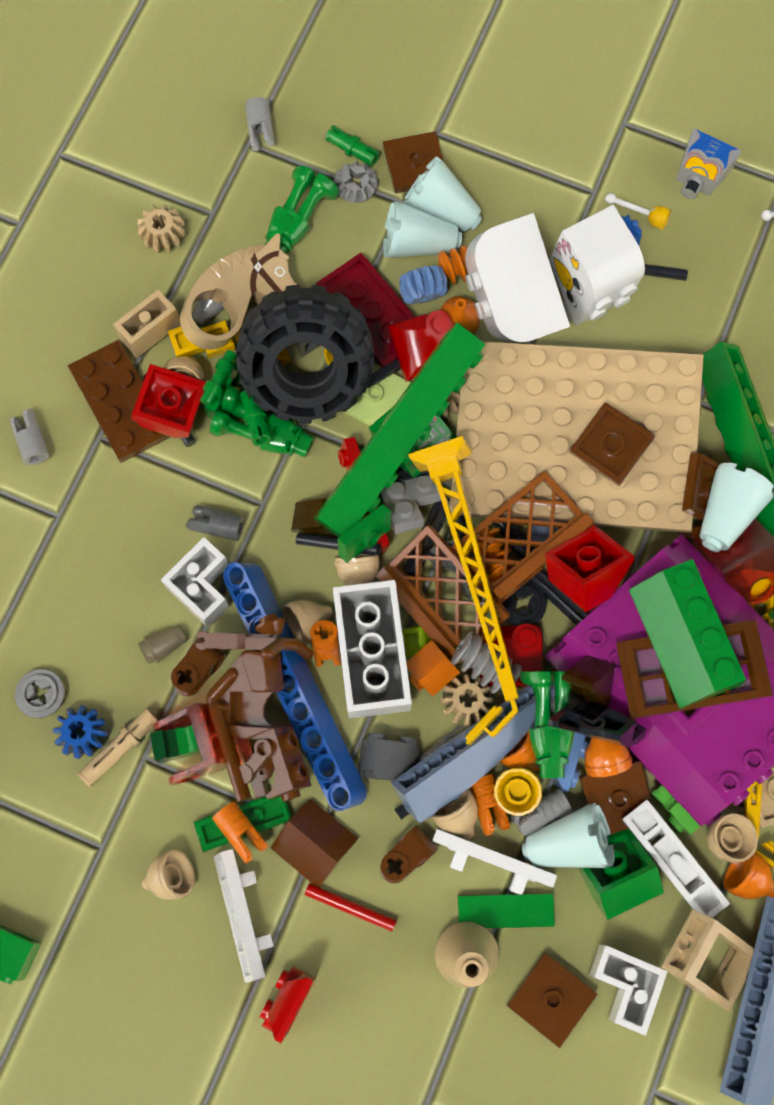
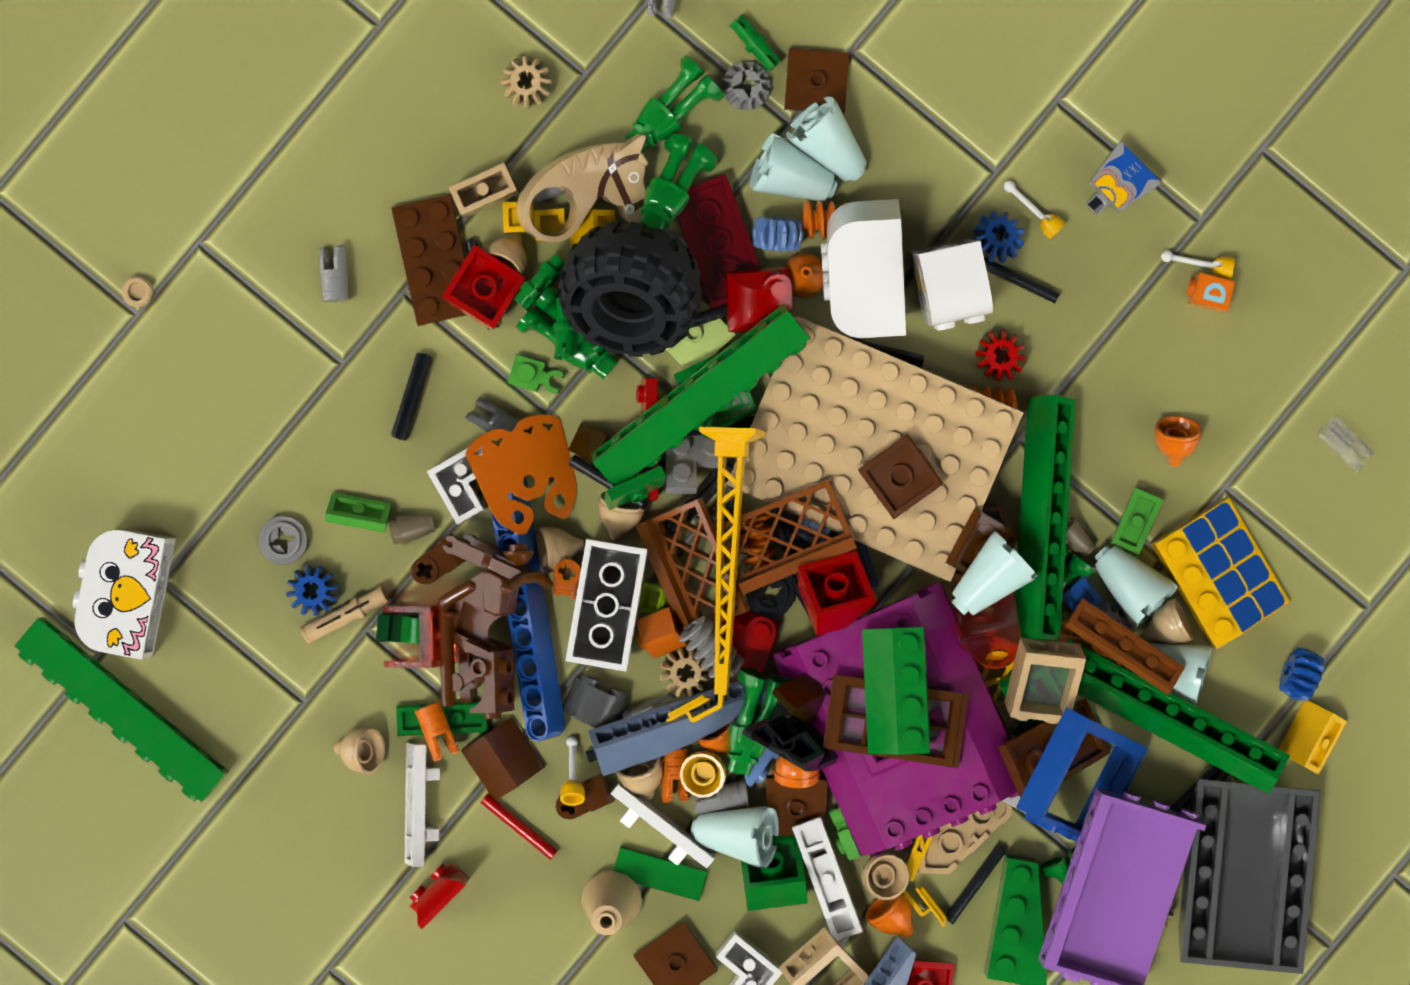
camera: 10 degrees right, 15 degrees up
(106, 644) = (358, 512): none -> bright green plate
(130, 525) = (411, 396): none -> black axle
(235, 472) = (529, 374): none -> bright green plate
(243, 542) = (522, 454): none -> orange piece
(322, 274) = (665, 199): none -> green piece
(393, 849) = (572, 791): none -> yellow hinge
(664, 325) = (990, 356): none -> red gear

